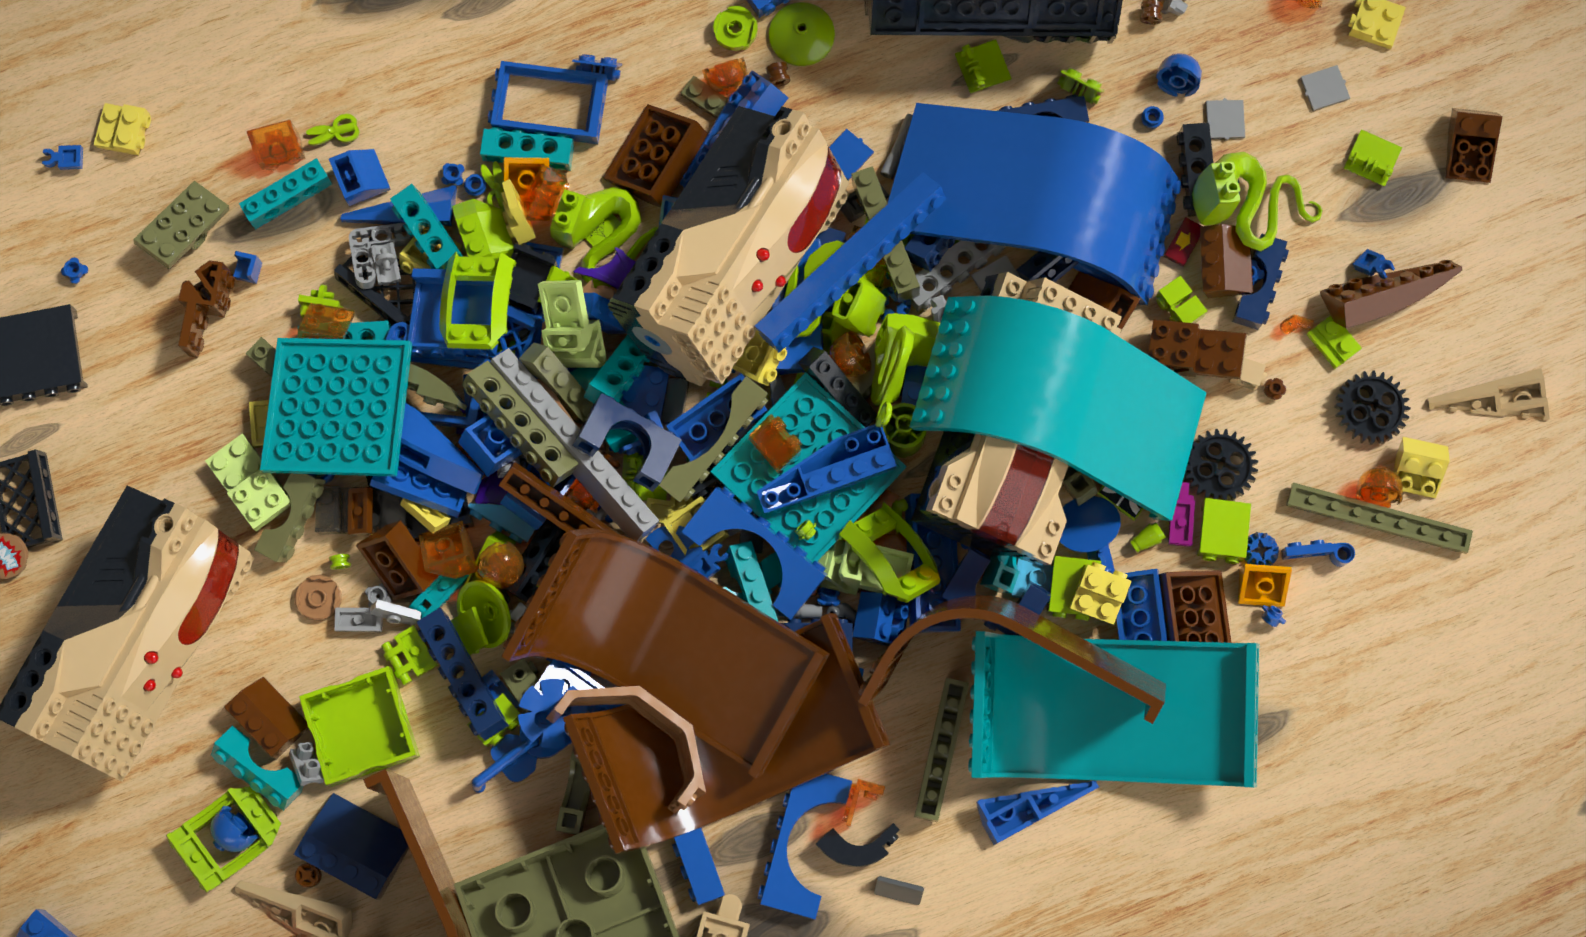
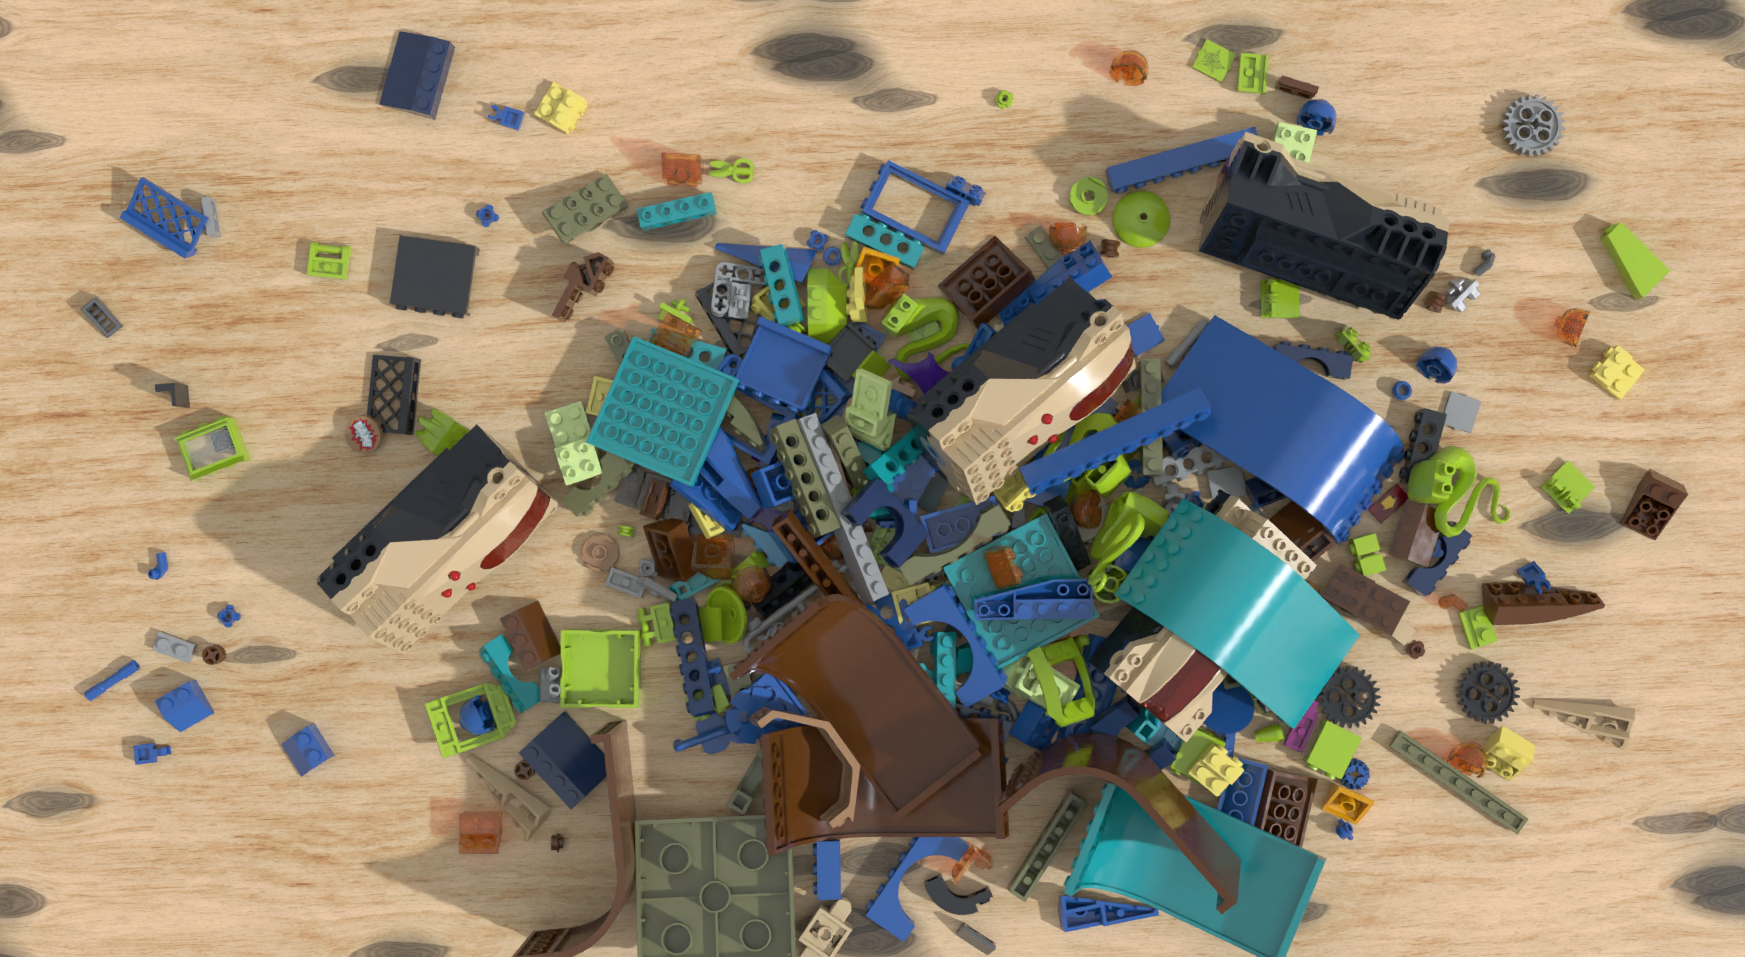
camera: 20 degrees right, 10 degrees up
(86, 522) = (439, 431): none -> lime plate
(247, 267) = (626, 262): blue panel -> none
(359, 175) = (741, 216): blue slope -> none
(476, 269) = (813, 339): lime wedge -> none
(806, 530) = (1002, 641): lime plate -> none
(1319, 548) = (1401, 790): blue plate -> none
(1325, 88) = (1552, 414): light grey piece -> none

